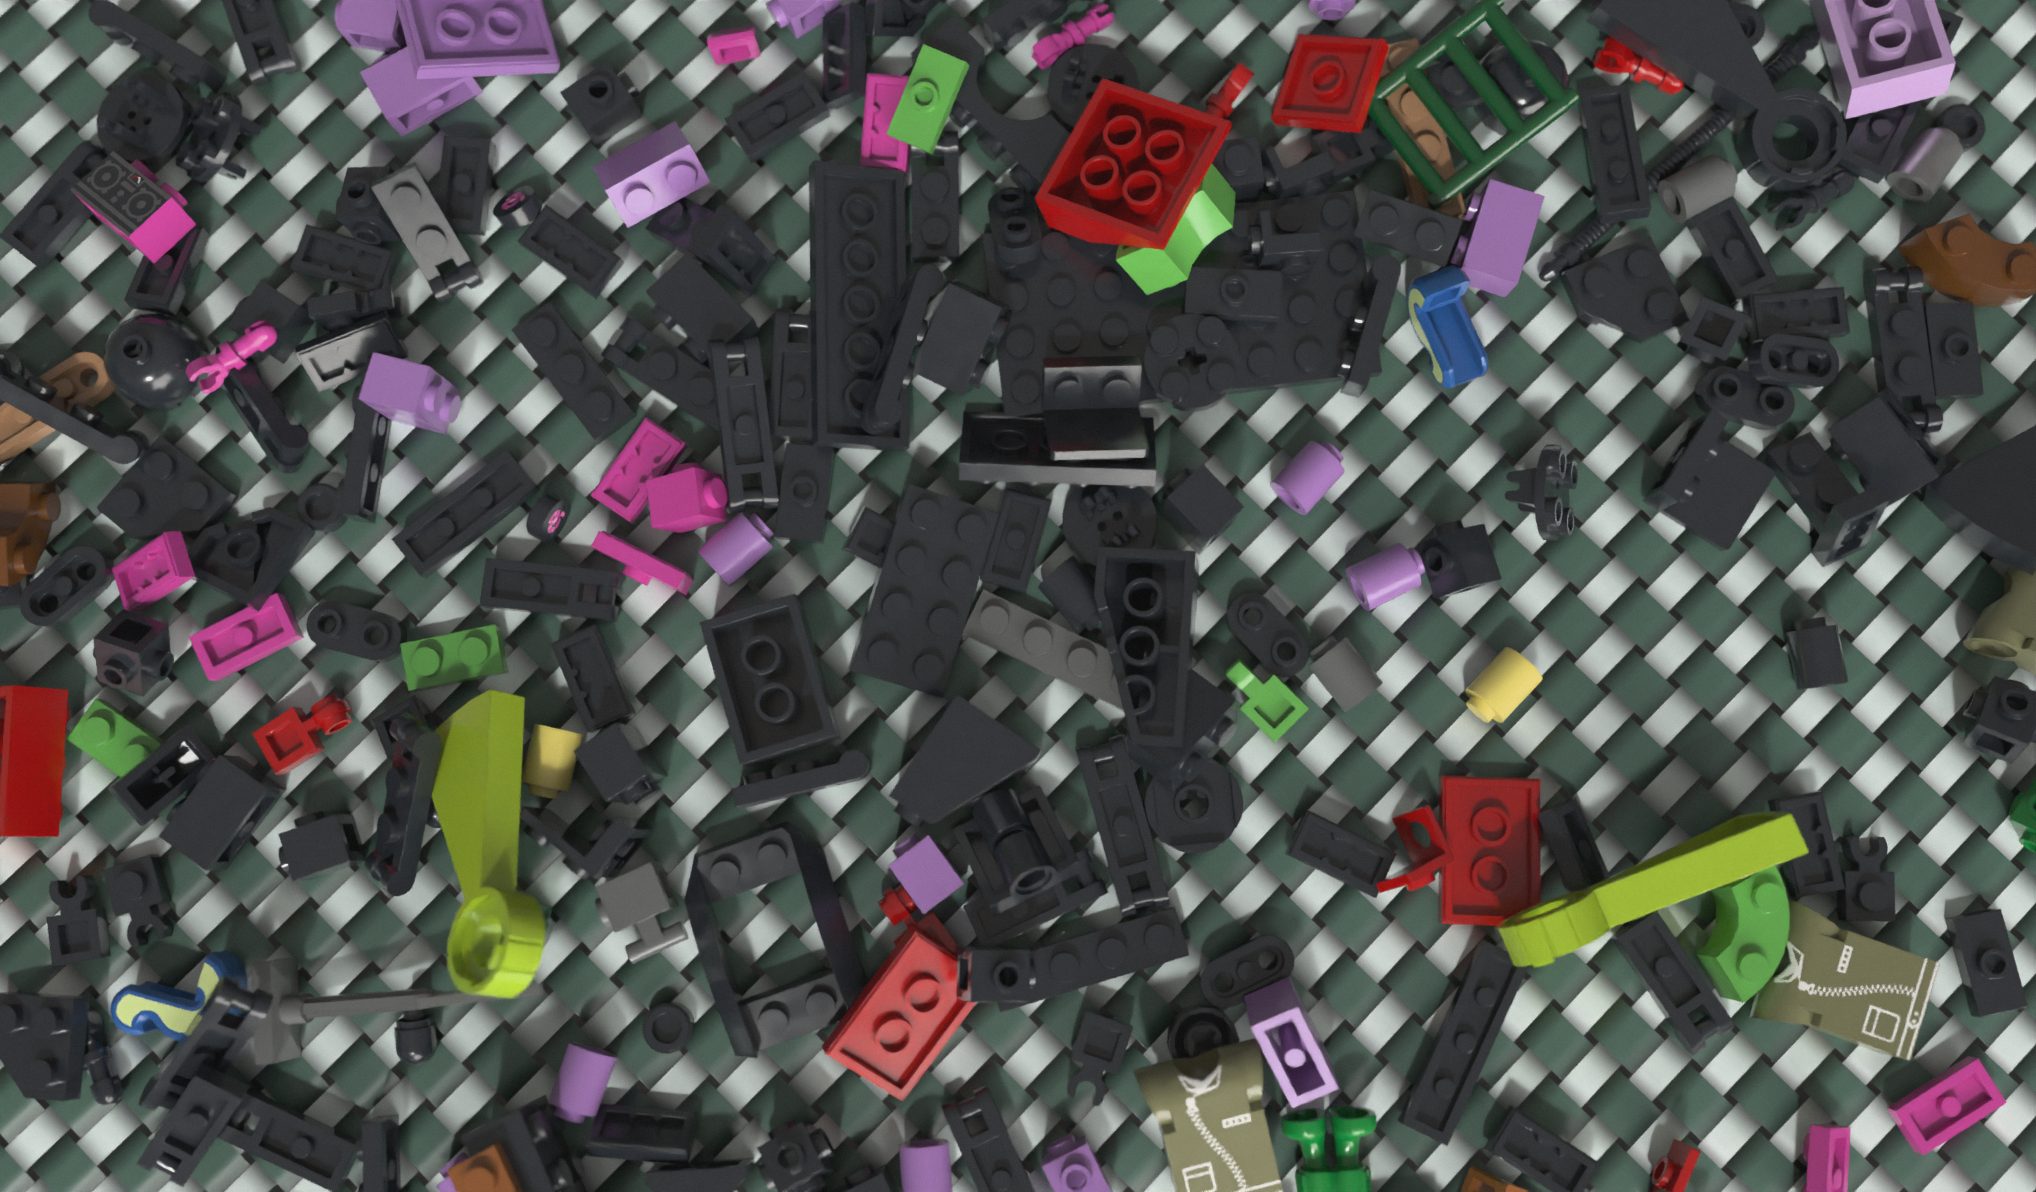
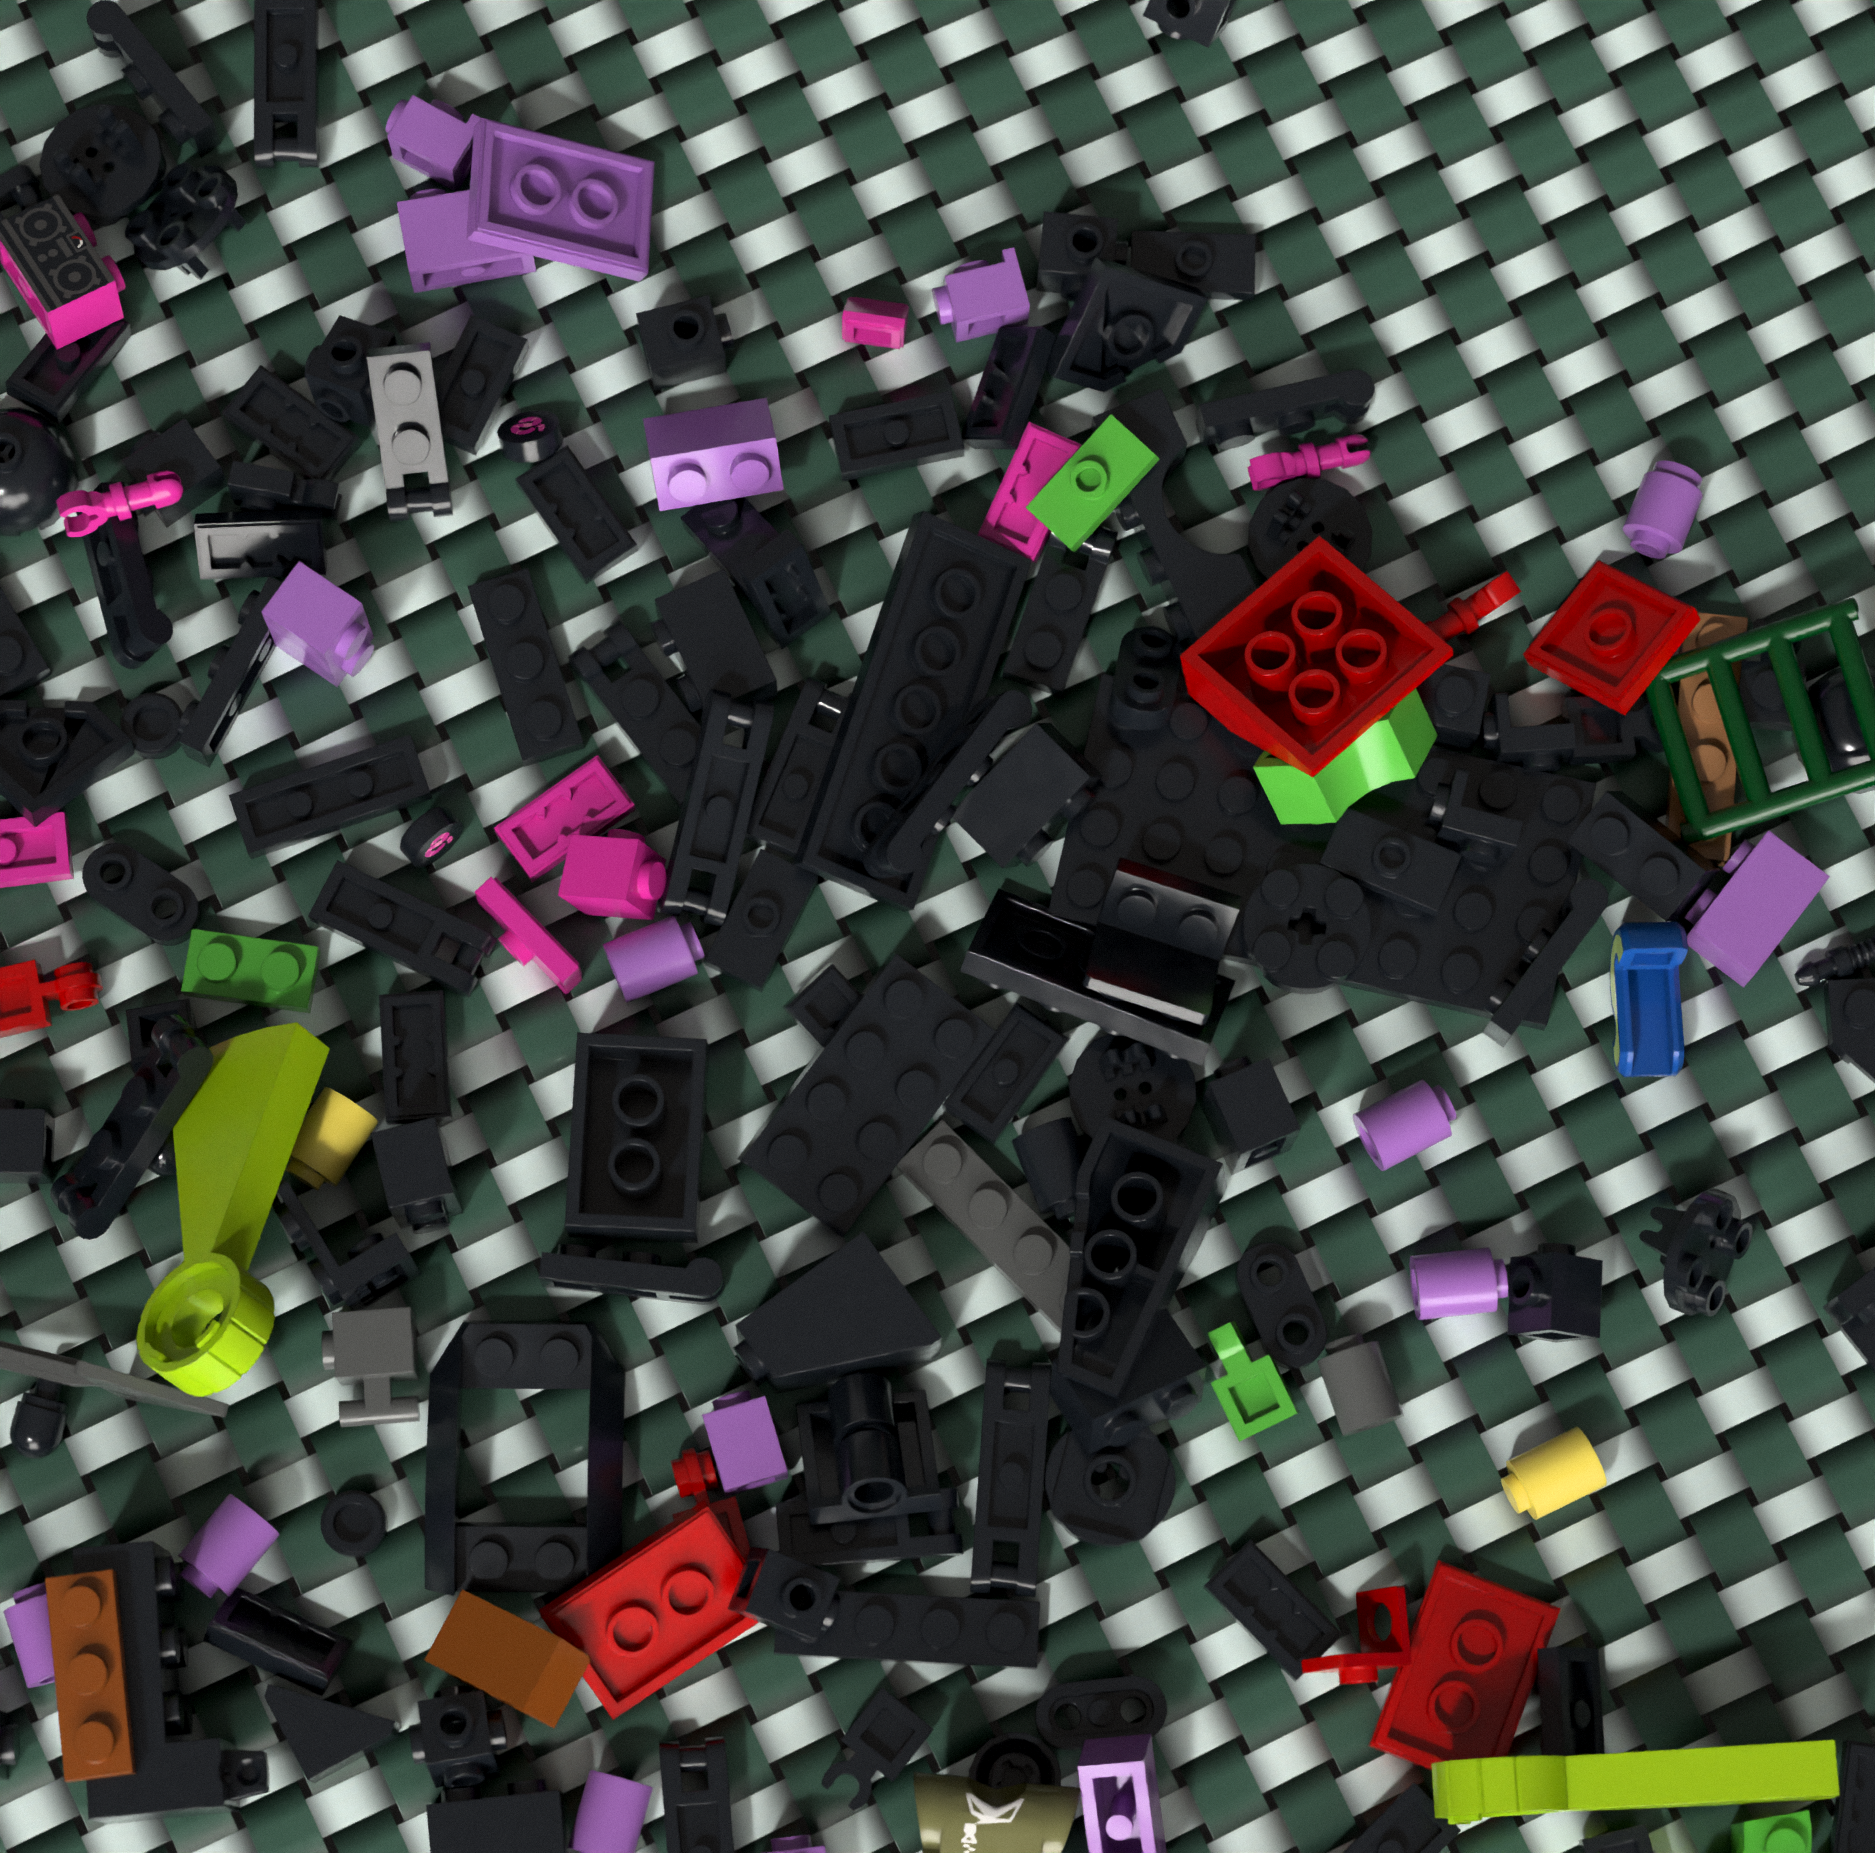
camera: 15 degrees right, 5 degrees down
(811, 1092) = (508, 1658): none -> dark orange panel

